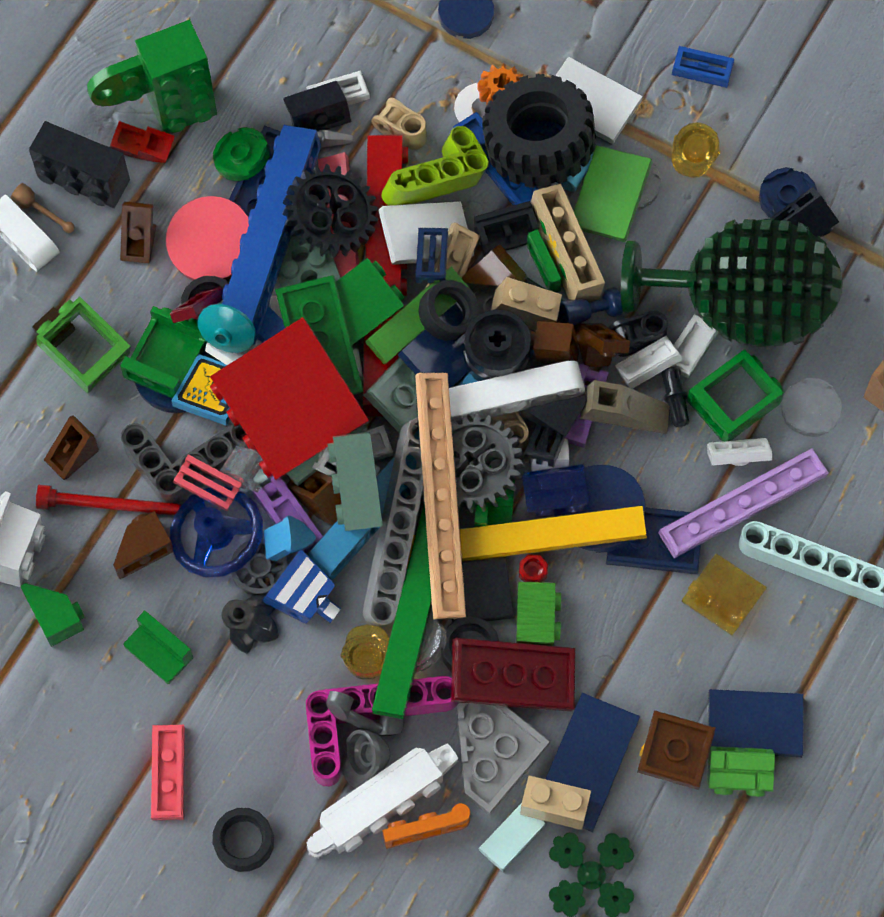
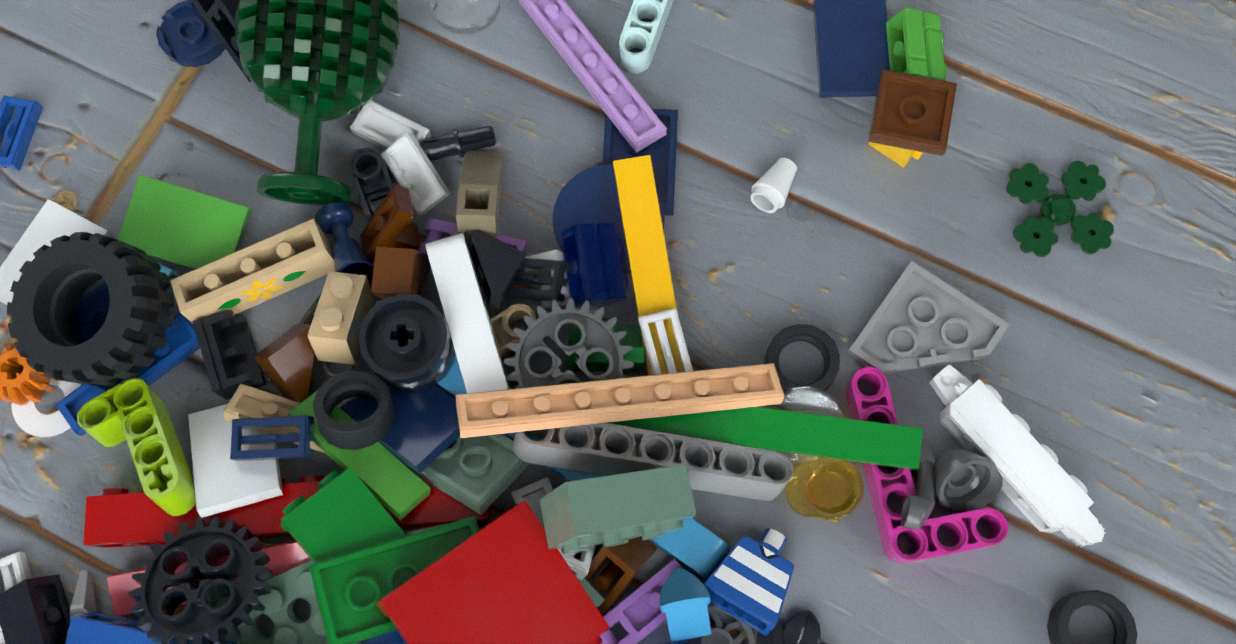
camera: 90 degrees left, 5 degrees up
(399, 120) = (62, 504): tan piece -> none
(427, 826) = (1038, 397): orange plate -> none
(487, 589) = (724, 343): black tile -> none
(489, 550) = (679, 337): none -> white tile
(511, 838) = (1028, 300): light aqua tile -> none
(513, 674) = (837, 307): dark red tile -> none
(533, 568) = (692, 294): red tile -> none
(537, 613) = (753, 284): bright green brick -> none
(543, 261) = (277, 304): green tile -> none
(555, 802) = (994, 244): tan brick -> none
(593, 751) = (924, 221): dark blue tile -> none
(624, 642) = (773, 187): none -> white cone
(695, 149) = (127, 130): clear yellow hat -> none
(715, 416) = (478, 100): green window -> none
(723, 594) = (703, 82): clear yellow hinge -> none
(739, 451) = (527, 69): white plate -> none

